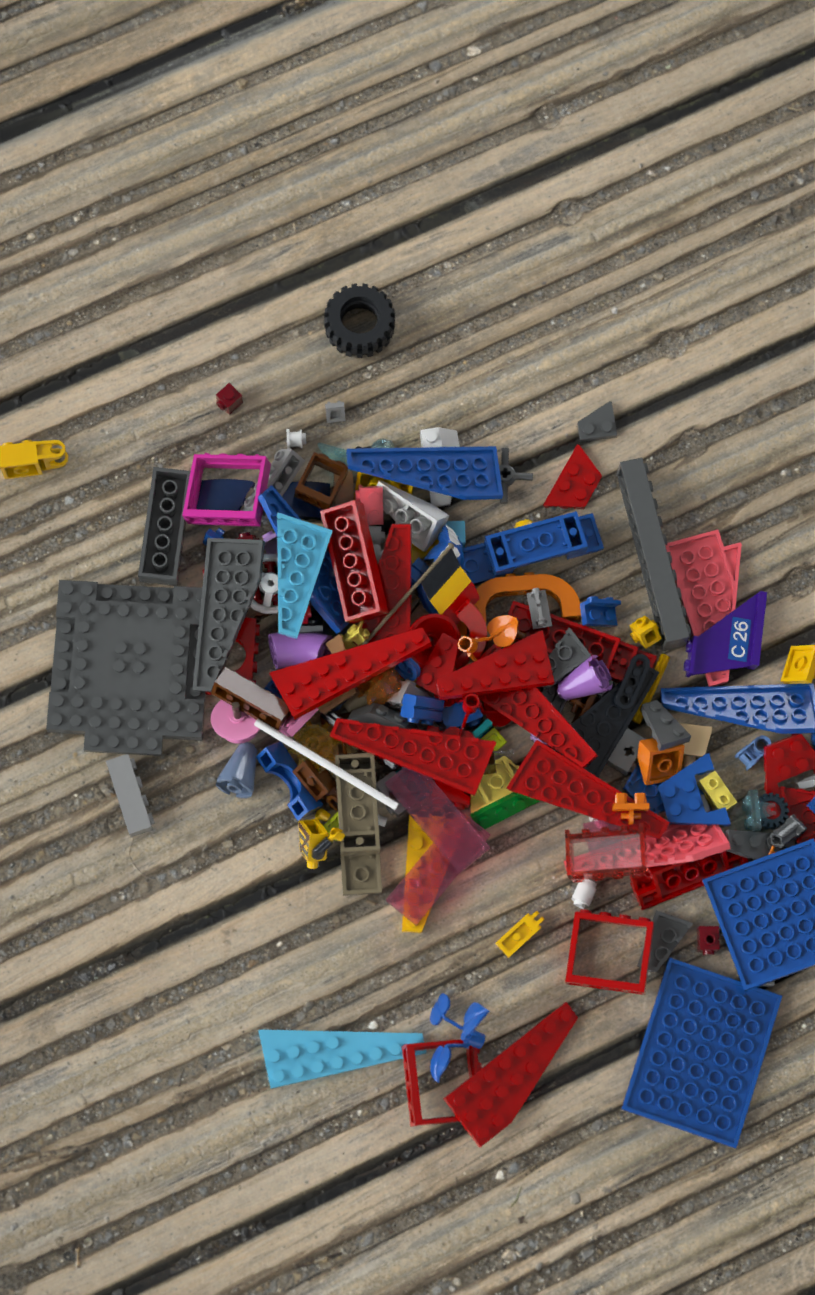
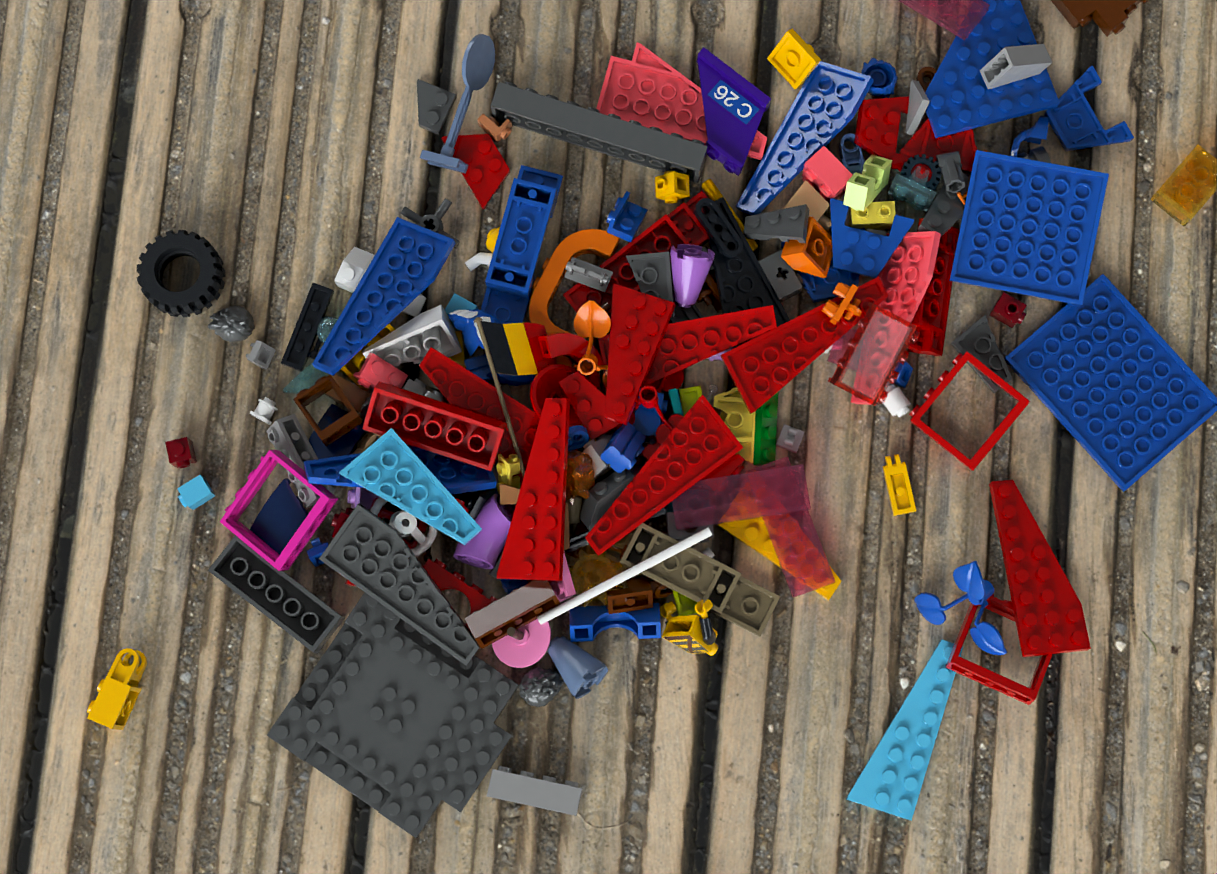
camera: 50 degrees left, 5 degrees up
(205, 426) = (195, 492): none -> medium azure brick
(209, 754) = (540, 686): none -> dark grey hair
(346, 379) = (232, 323): none -> dark grey hair
(370, 433) = (306, 327): none -> black plate
(501, 524) = (478, 259): none -> white arm
(507, 831) = (790, 438): none -> light grey tile
(608, 478) = (491, 127): none -> nougat bracket
(608, 886) = (904, 375): none -> blue tile
(642, 438) = (476, 71): none -> sand blue piece
(725, 741) = (826, 174): none -> coral piece
(728, 771) = (864, 187): none -> yellowish green arch

